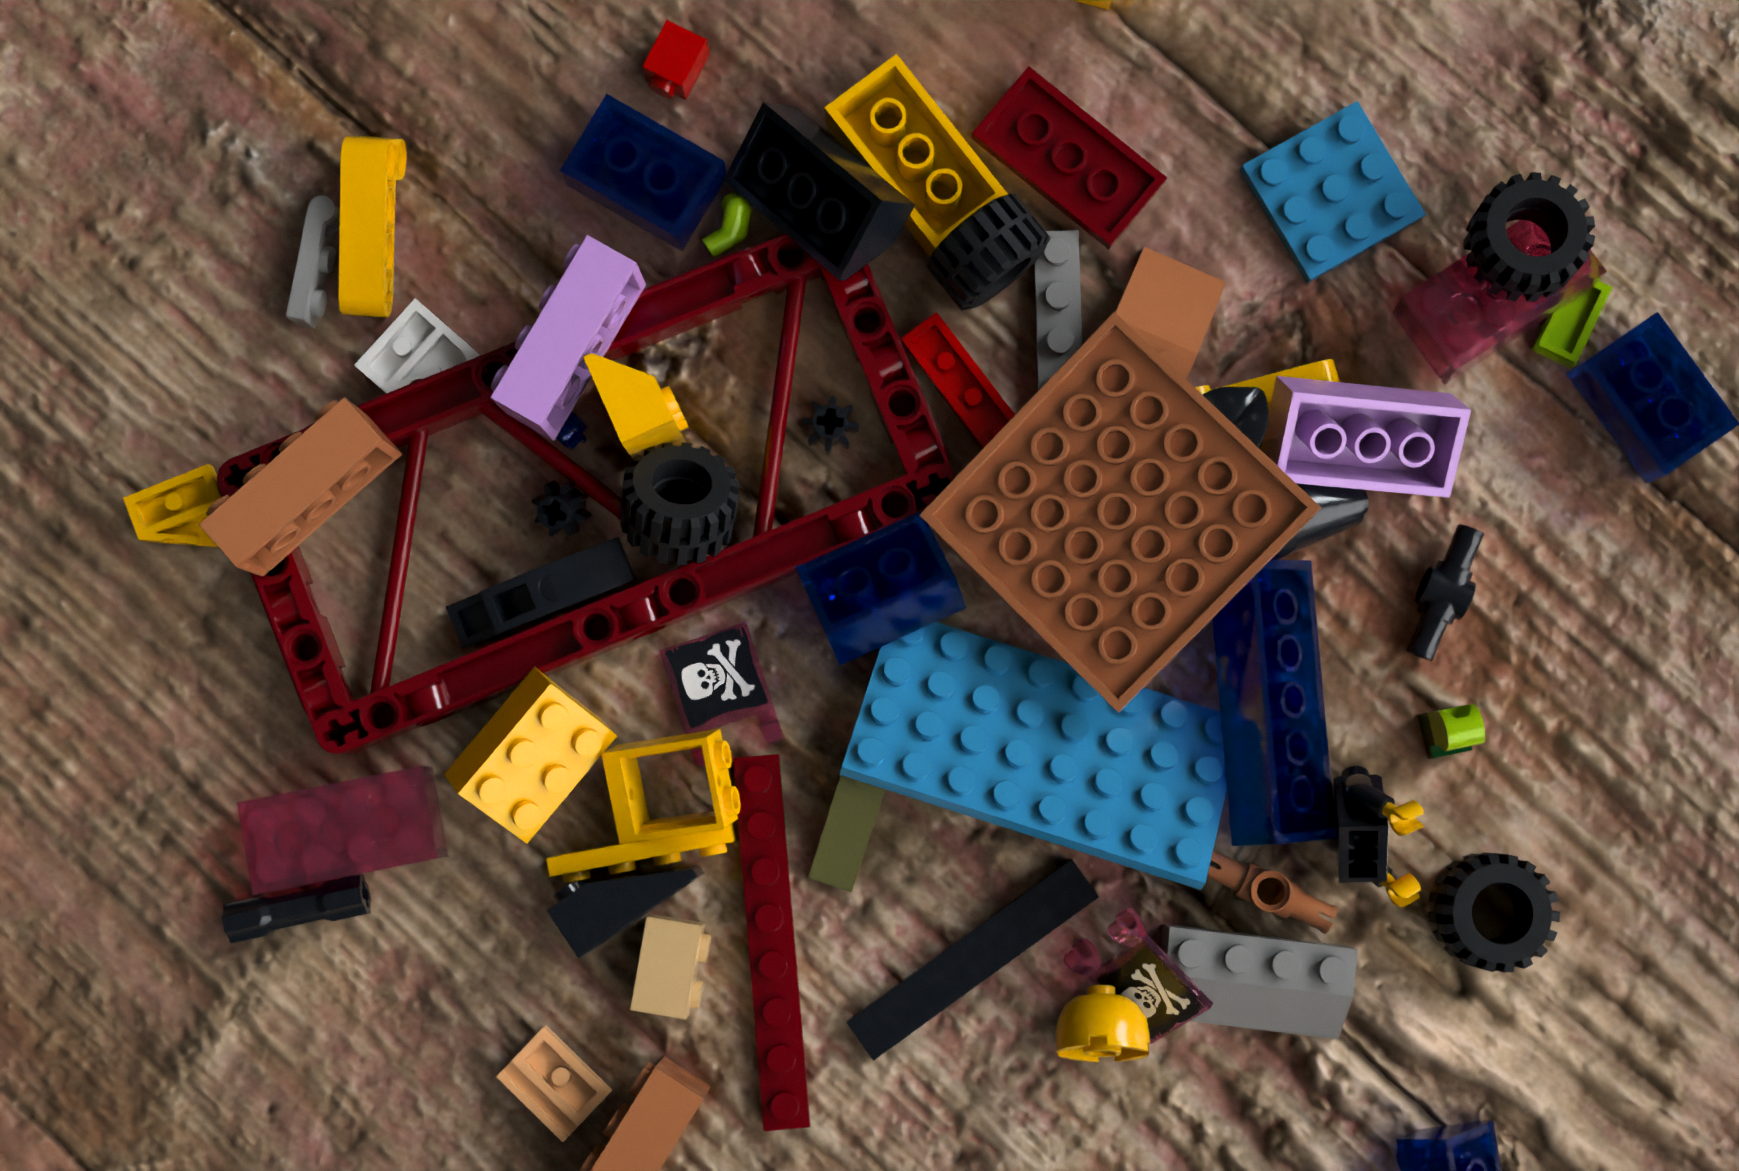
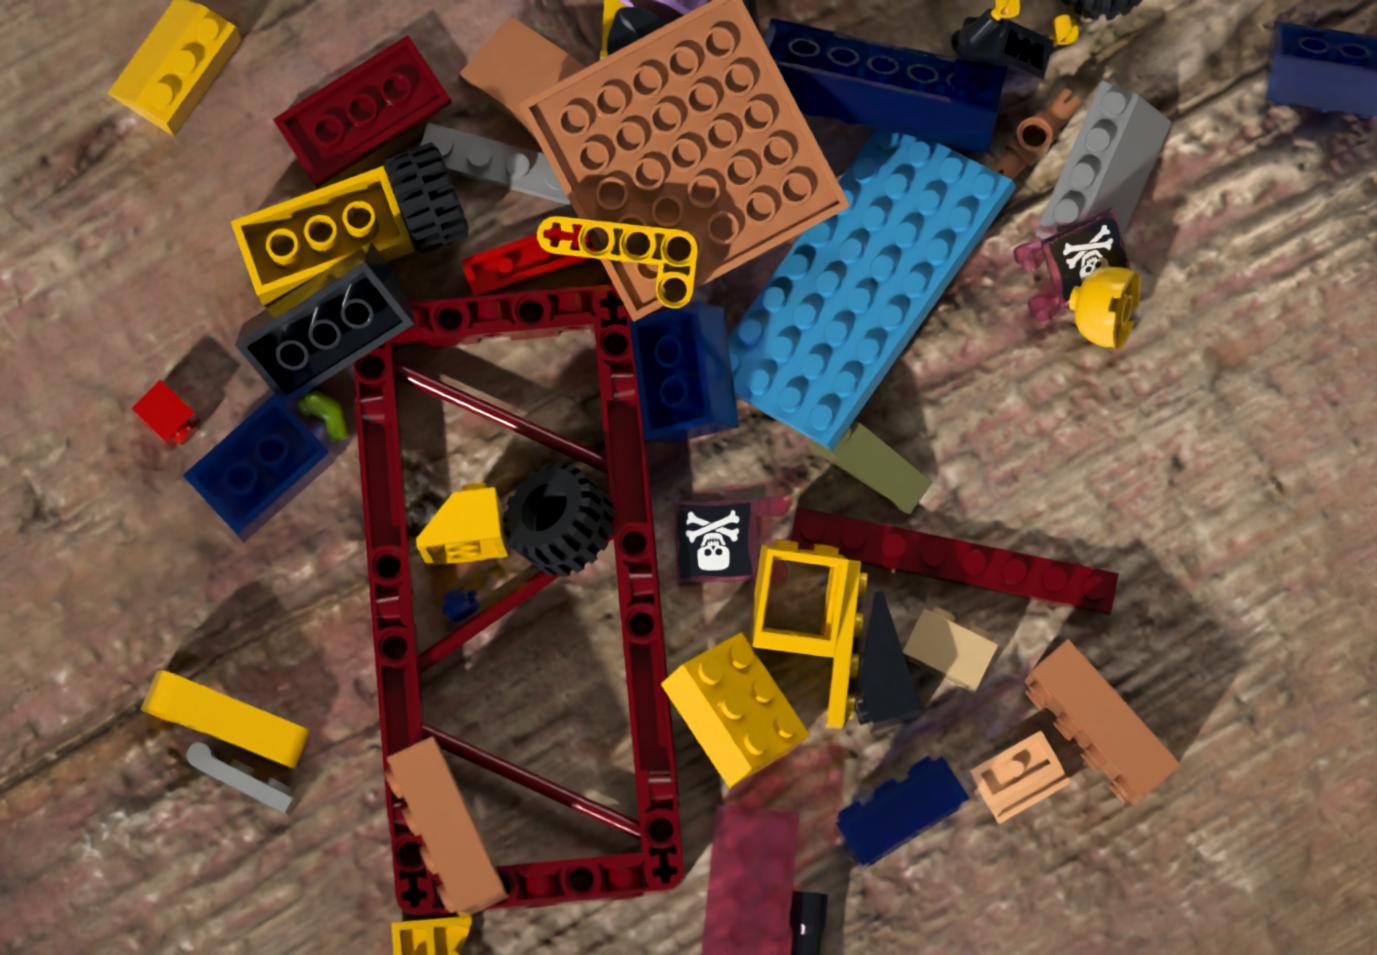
camera: 70 degrees left, 5 degrees down
(413, 349) = (349, 715): white wing -> none
(469, 966) = (899, 811): none -> clear blue brick
(540, 592) = (597, 666): black slope -> none
(551, 512) = (522, 635): black gear -> none
(575, 320) = (396, 567): lavender brick -> none
(820, 417) = (524, 368): black gear -> none
(972, 959) = (1018, 398): black tile -> none
(983, 474) = (618, 251): none -> yellow beam

